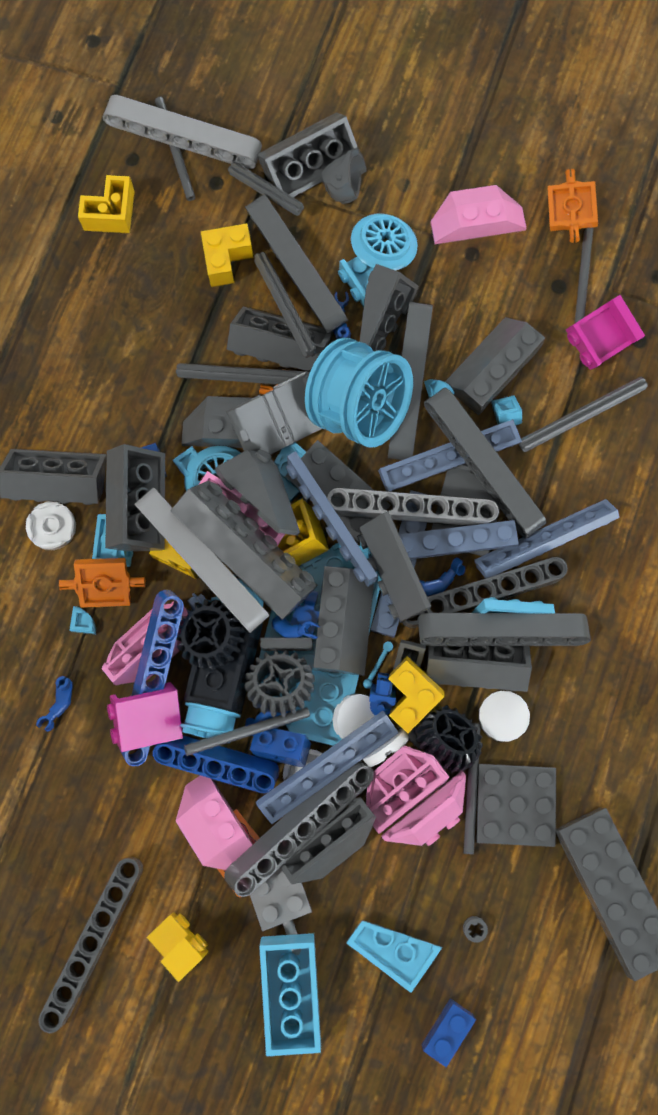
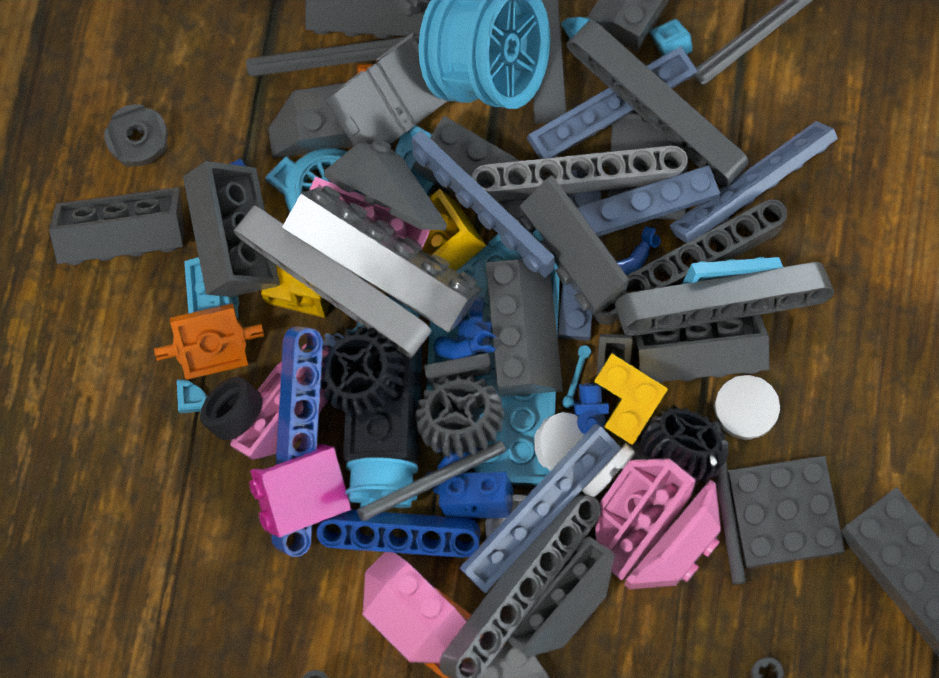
camera: 10 degrees left, 5 degrees down
(50, 525) = (126, 288): white tile -> none
(62, 702) = (187, 500): blue arm -> none
(70, 401) = (140, 152): none -> dark grey plate
(114, 647) = (234, 394): none -> black tyre

